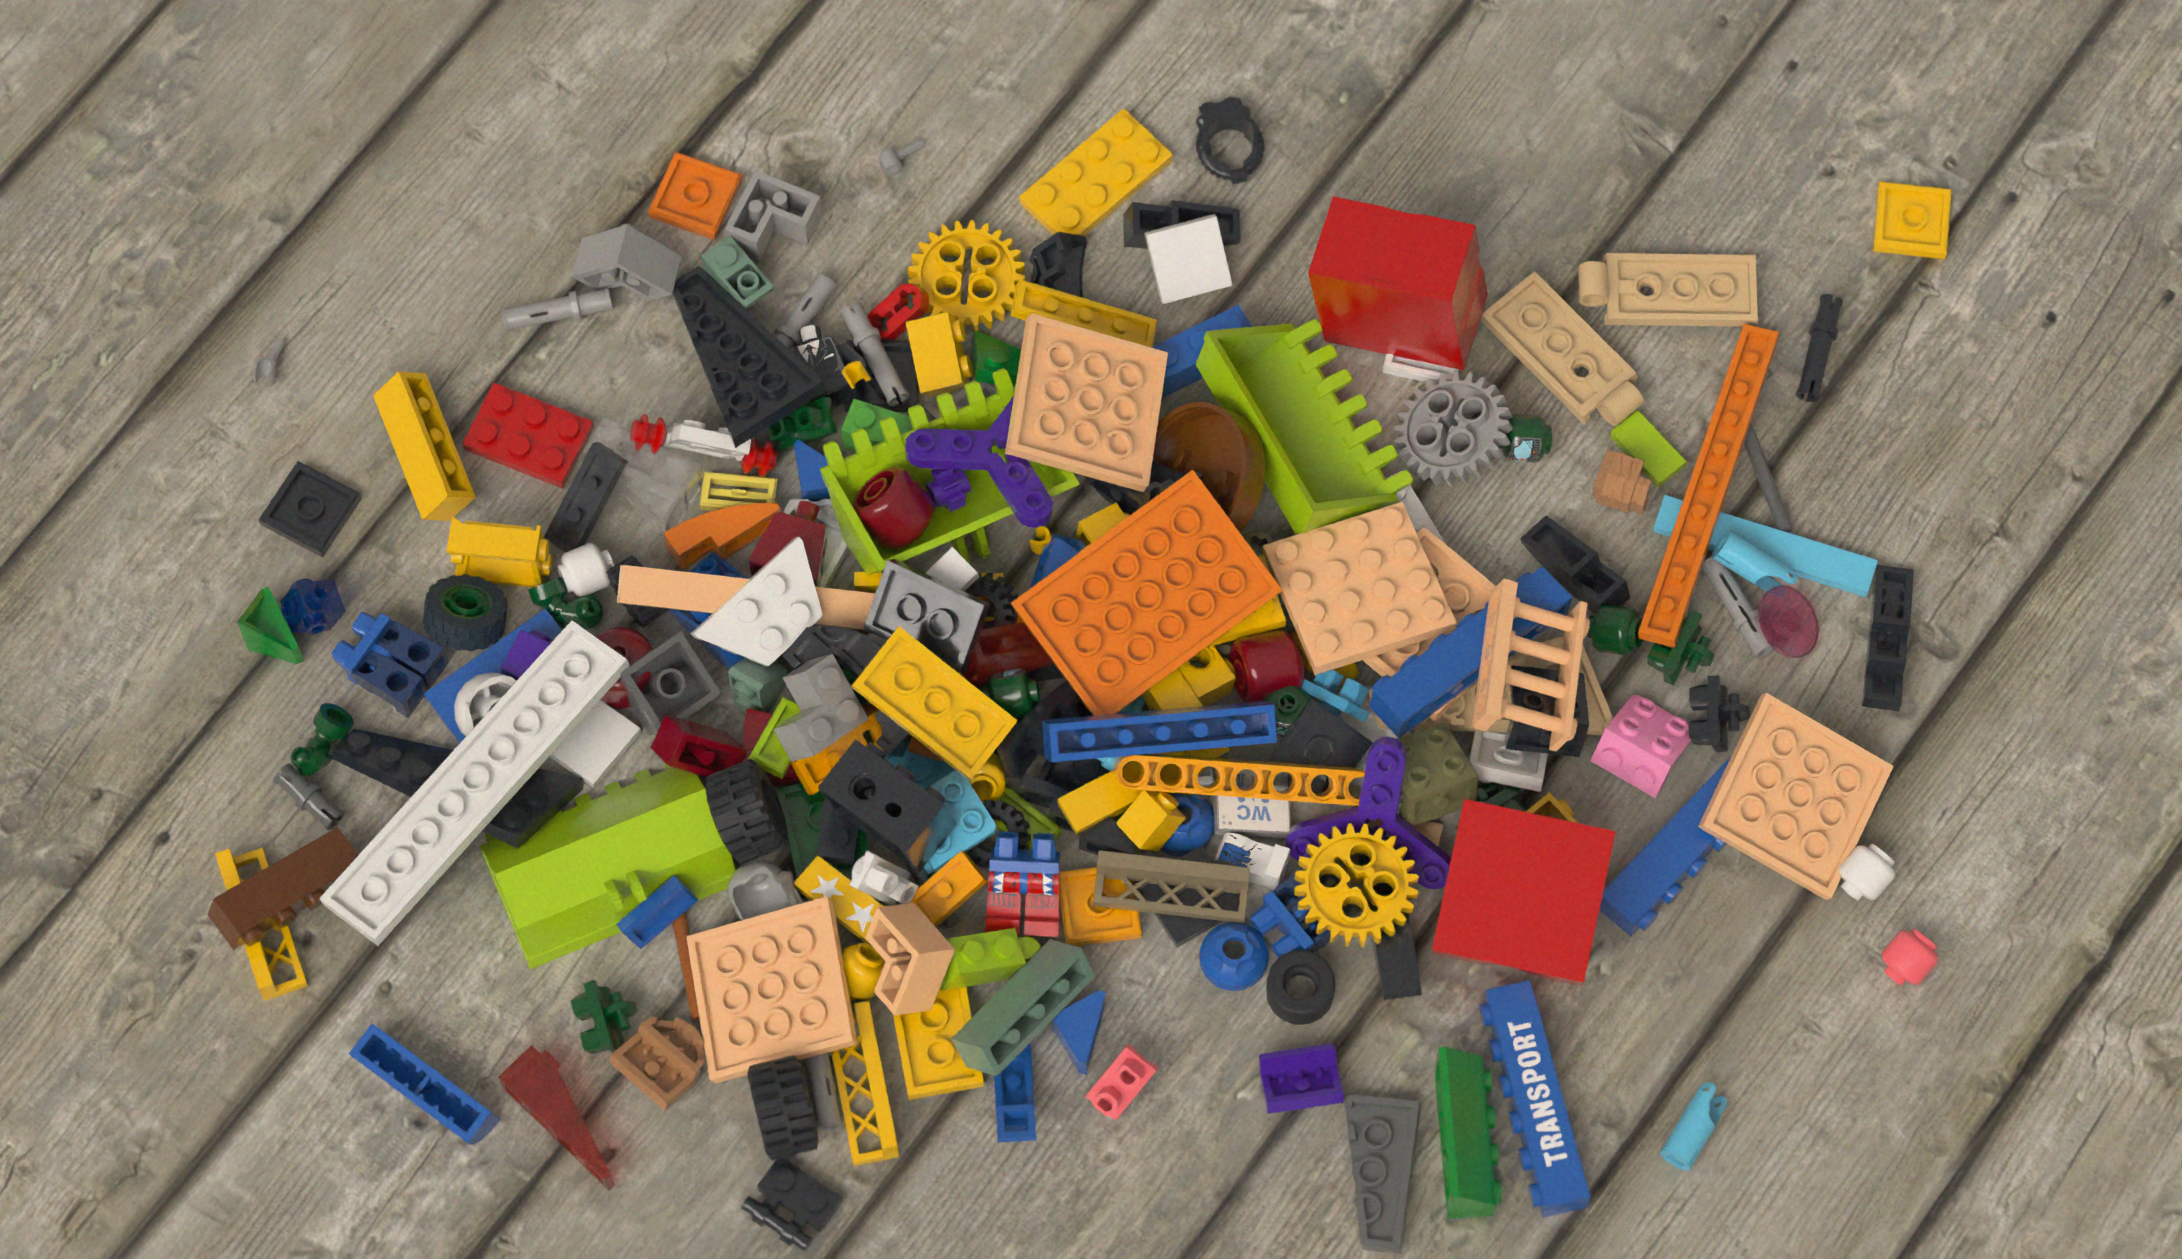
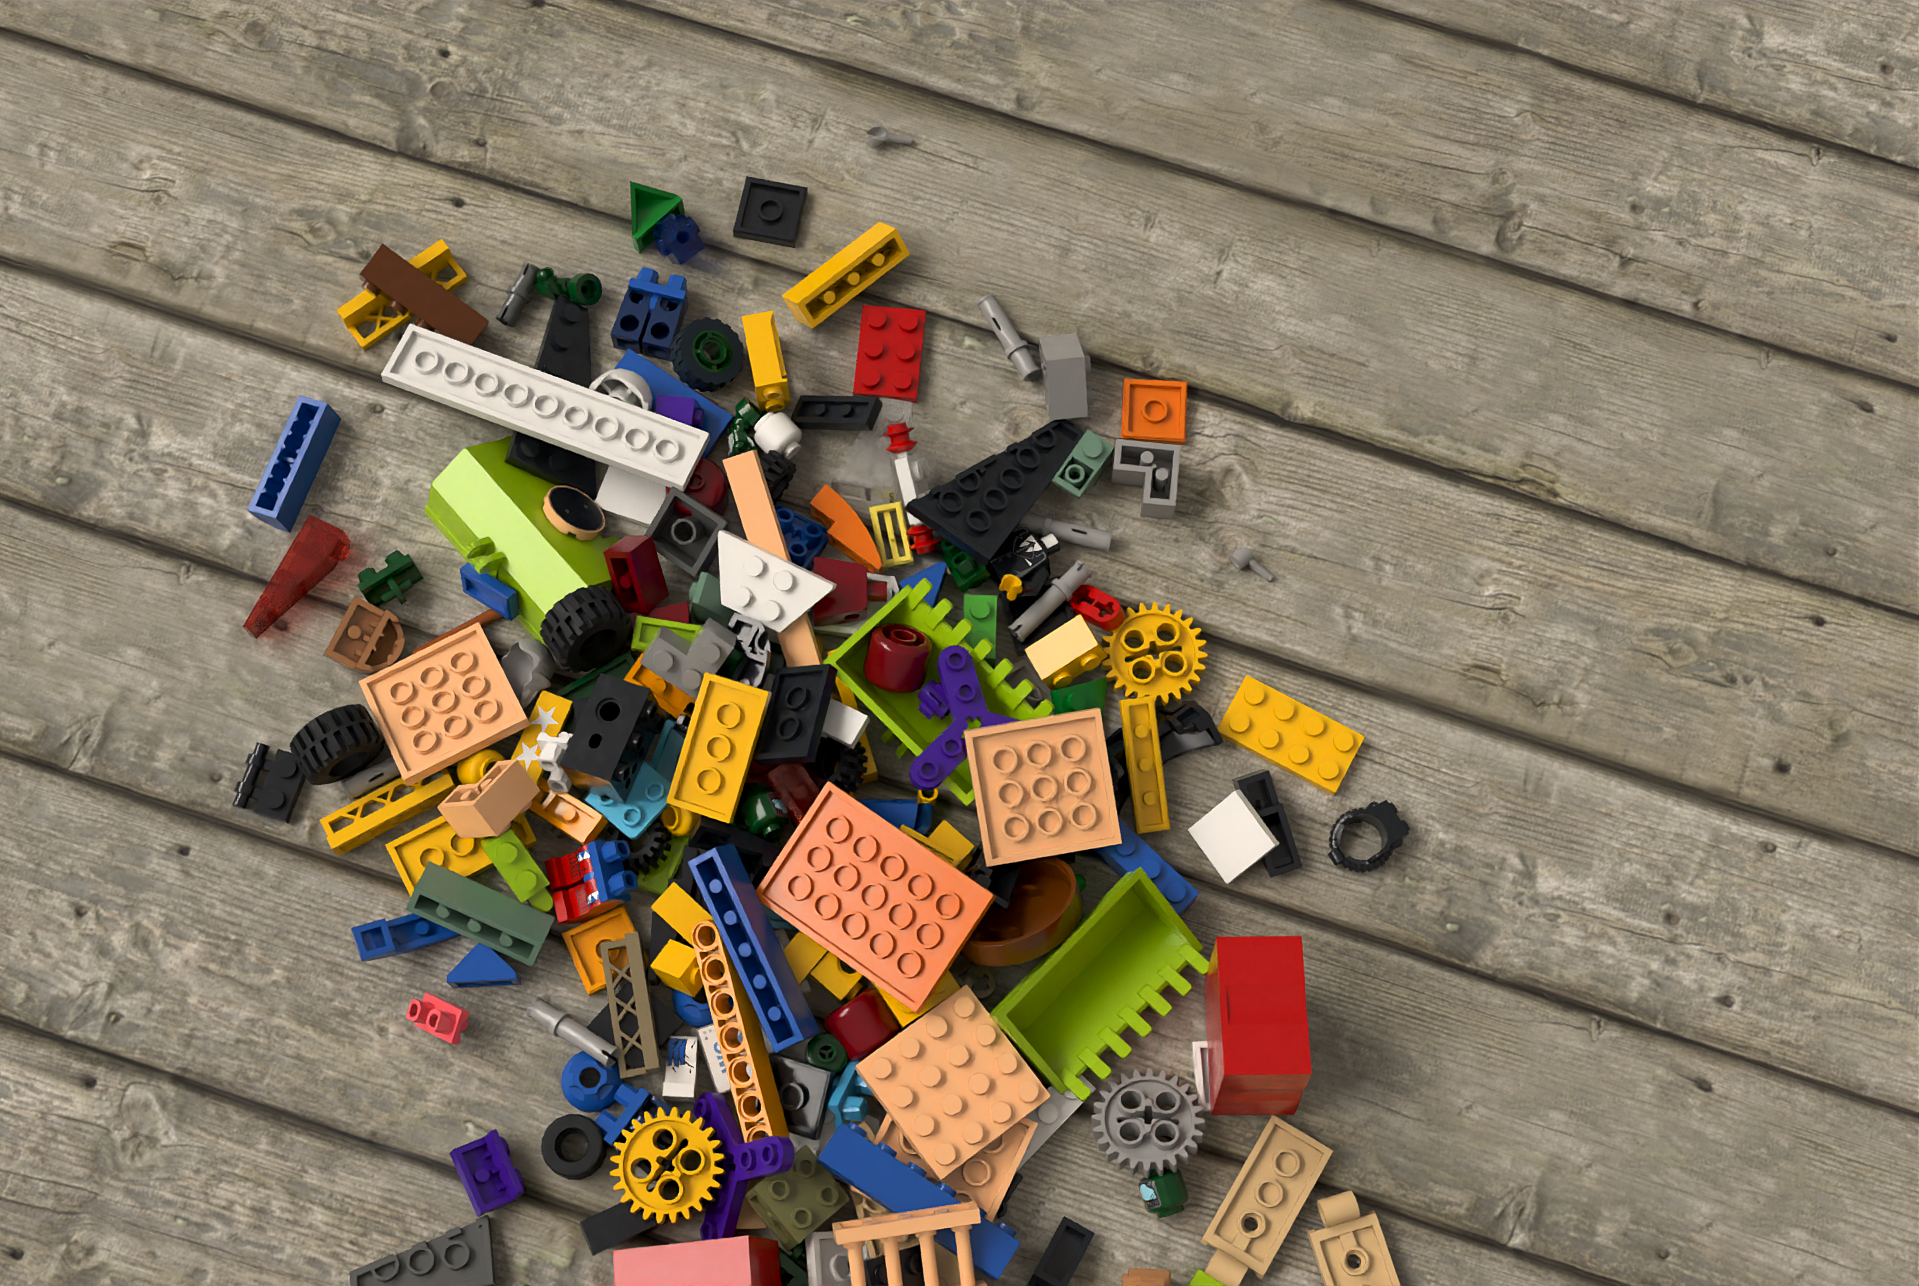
camera: 70 degrees right, 5 degrees up
(602, 796) = (573, 512): none -> tile
(1178, 955) = (560, 1024): none -> light grey pin

